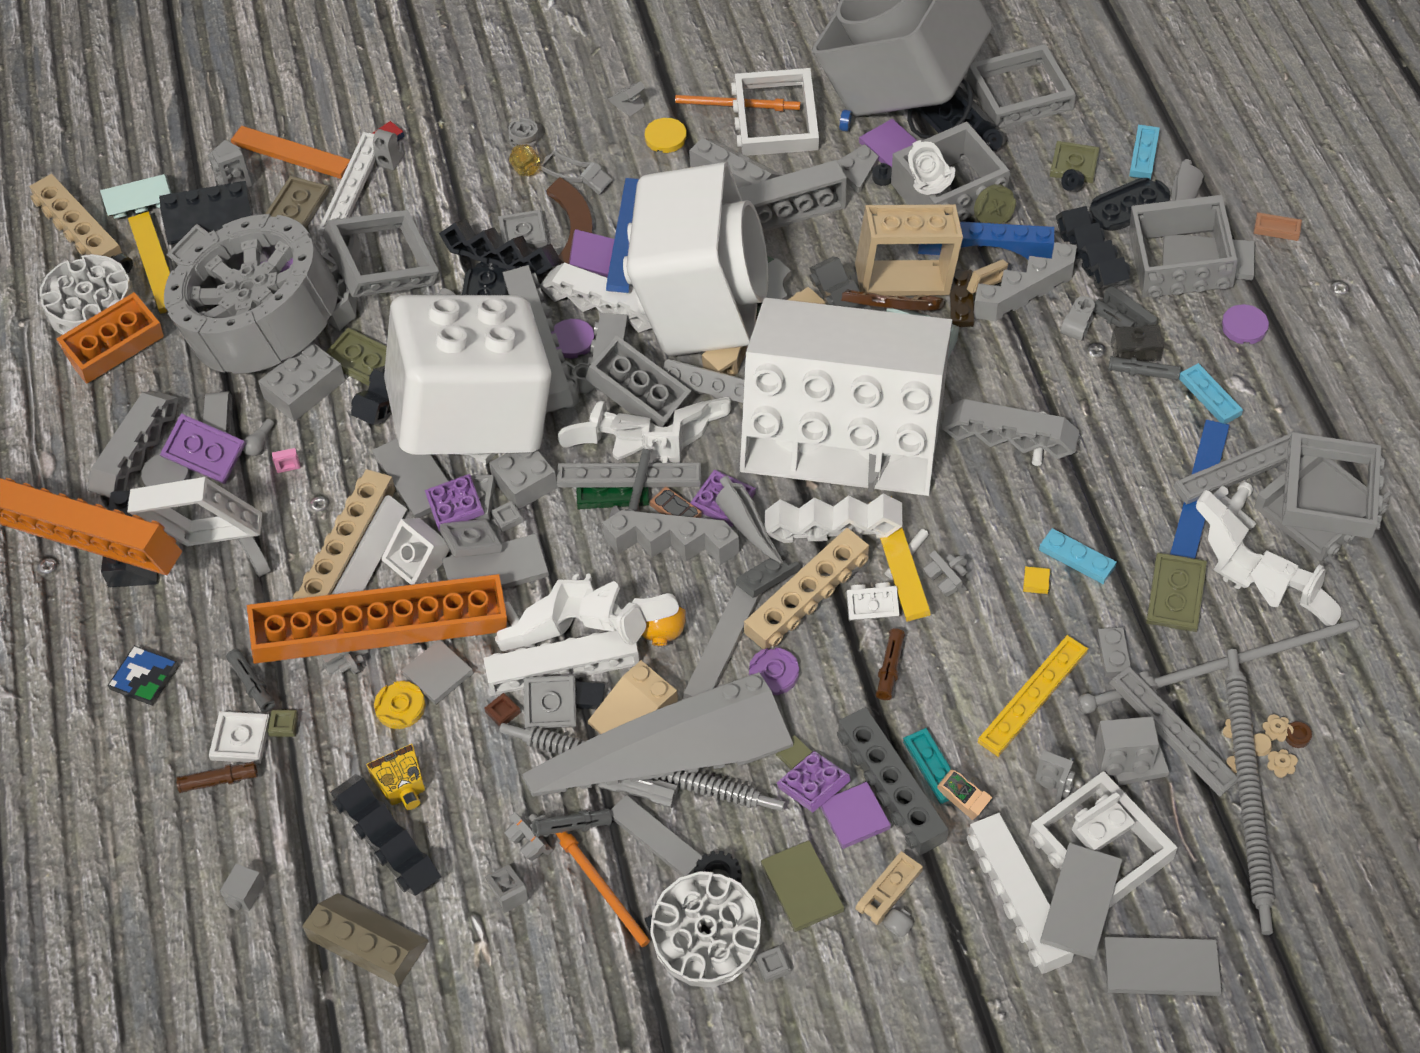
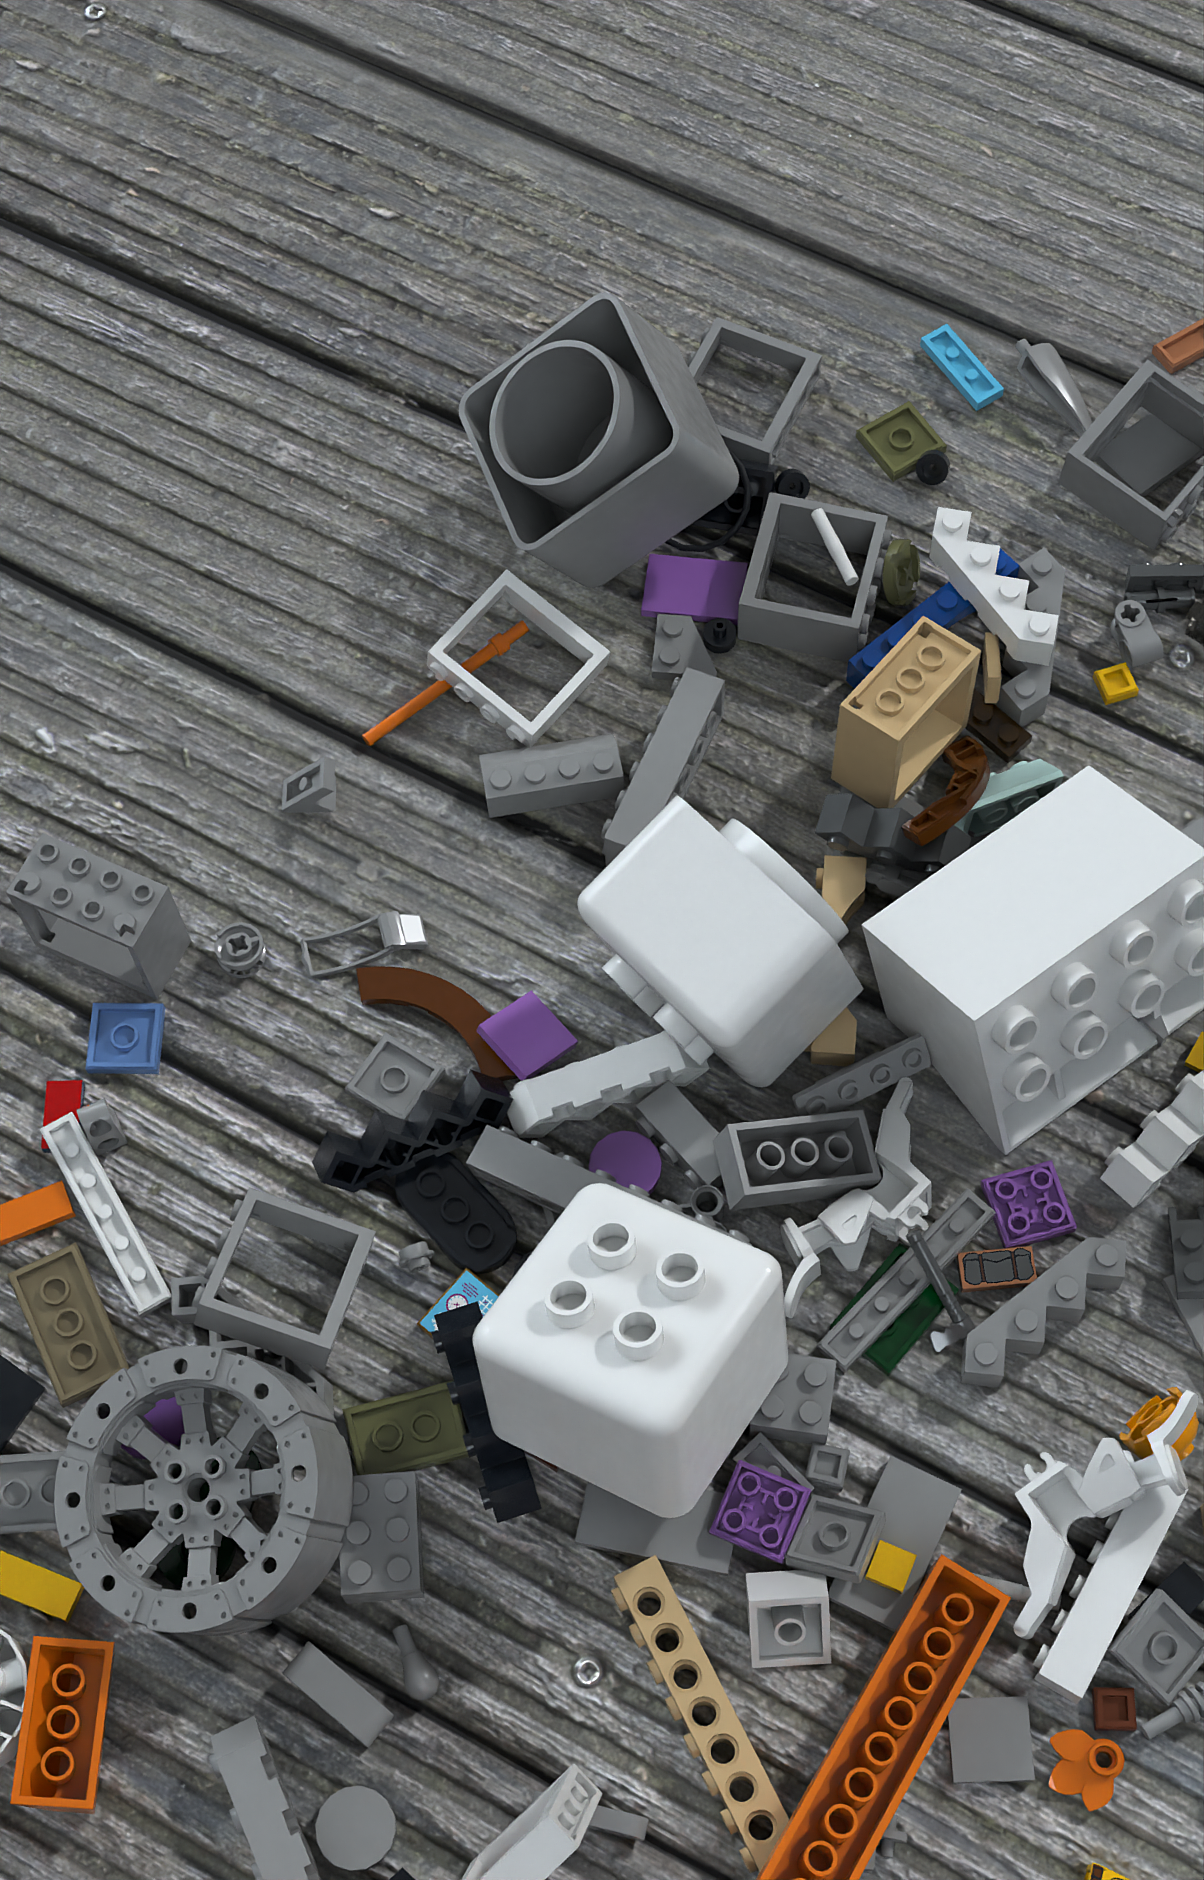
camera: 45 degrees left, 10 degrees up
(202, 448) = (376, 1752): medium lavender tile -> none
(286, 460) = (491, 1660): bright pink tile -> none
(371, 547) = (743, 1689): white tile -> none
(399, 705) = (998, 1825): yellow tile -> none
(440, 131) = (125, 1038): none -> medium blue tile
(457, 718) = (1078, 1768): none -> orange plate
(476, 67) = (99, 915): none -> light grey window
(478, 566) = (890, 1567): none -> yellow tile
(524, 160) = (289, 984): clear yellow head -> none
(616, 279) = (545, 977): blue tile -> none
(665, 135) = (412, 800): yellow tile -> none
(742, 512) = (1086, 1206): light grey piece -> none
(845, 120) = (603, 601): blue tile -> none
(929, 168) = (818, 590): white helmet -> none
(966, 163) = (834, 547): none -> white piece
(1020, 234) = (995, 597): none -> white brick
(1045, 334) = (1115, 683): none -> yellow tile
(1096, 253) = (1080, 543): black brick -> none
(1114, 207) = (1015, 446): black tile -> none

